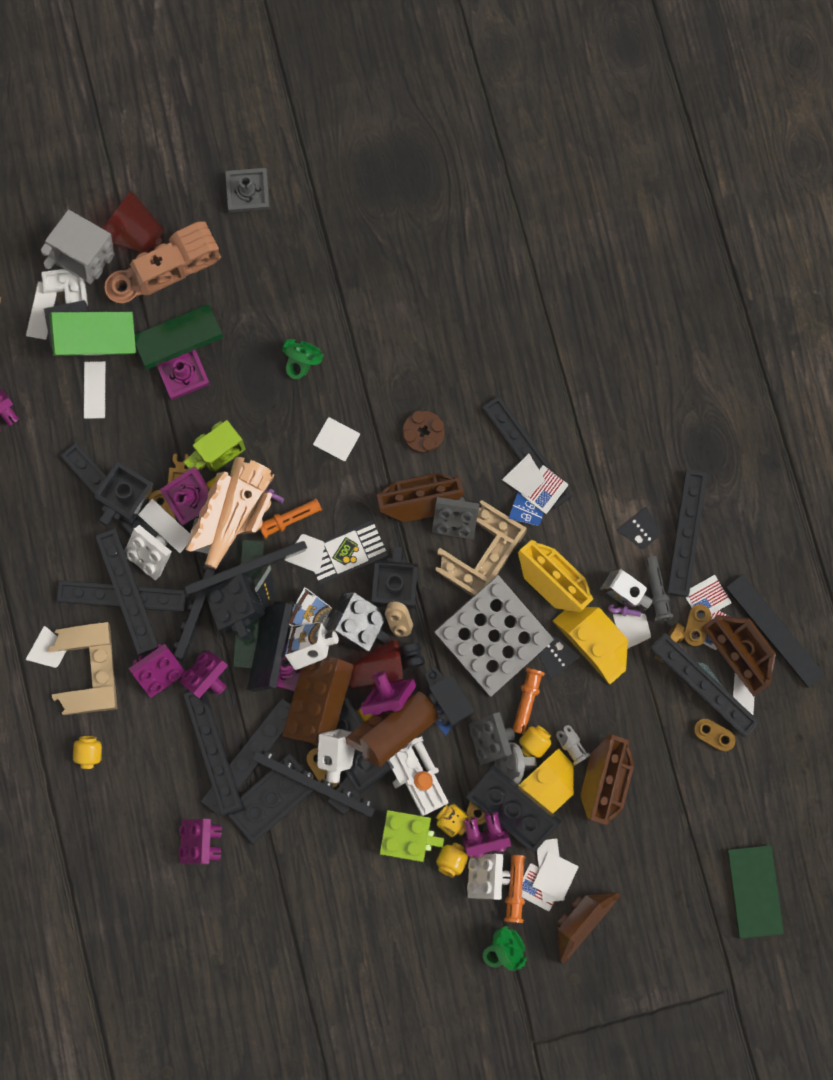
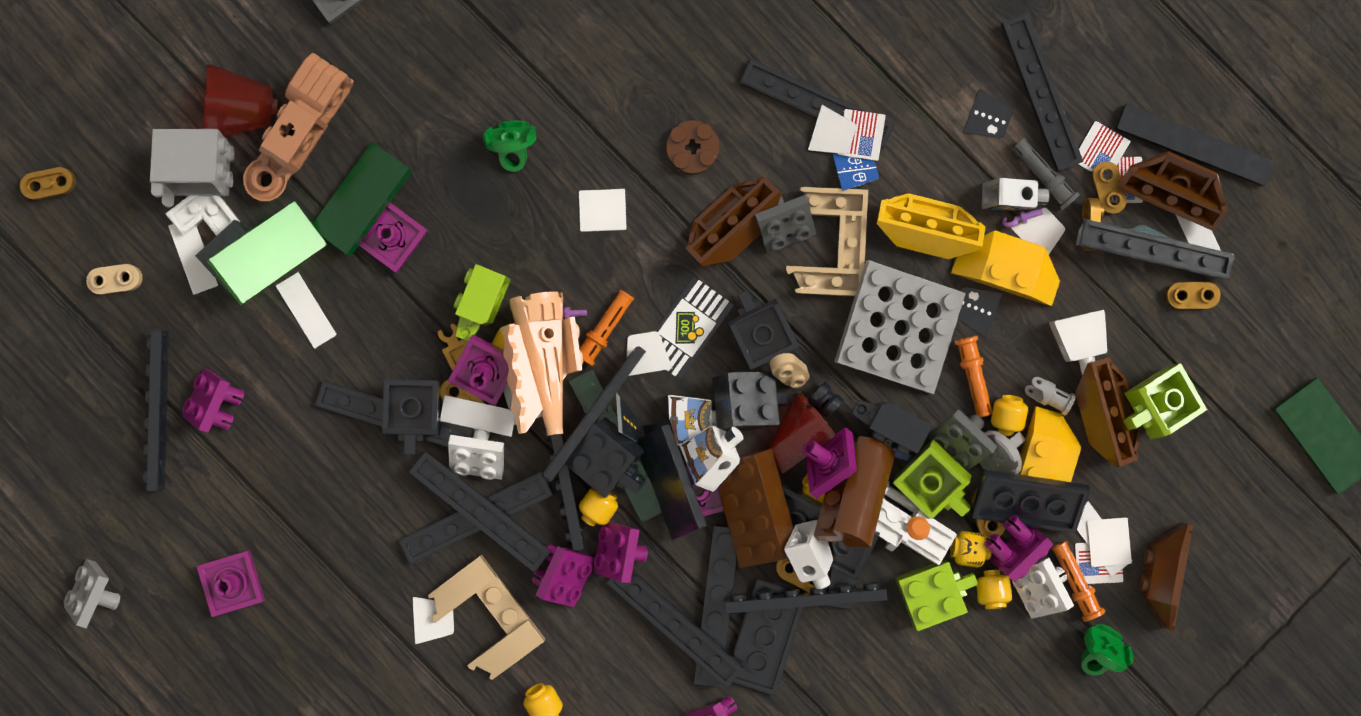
camera: 30 degrees left, 10 degrees up
(209, 637) = (597, 508): none -> yellow head
(454, 756) = (934, 481): none -> lime hinge
(618, 716) = (1081, 337): none -> white torso
(649, 795) = (1164, 402): none -> lime hinge

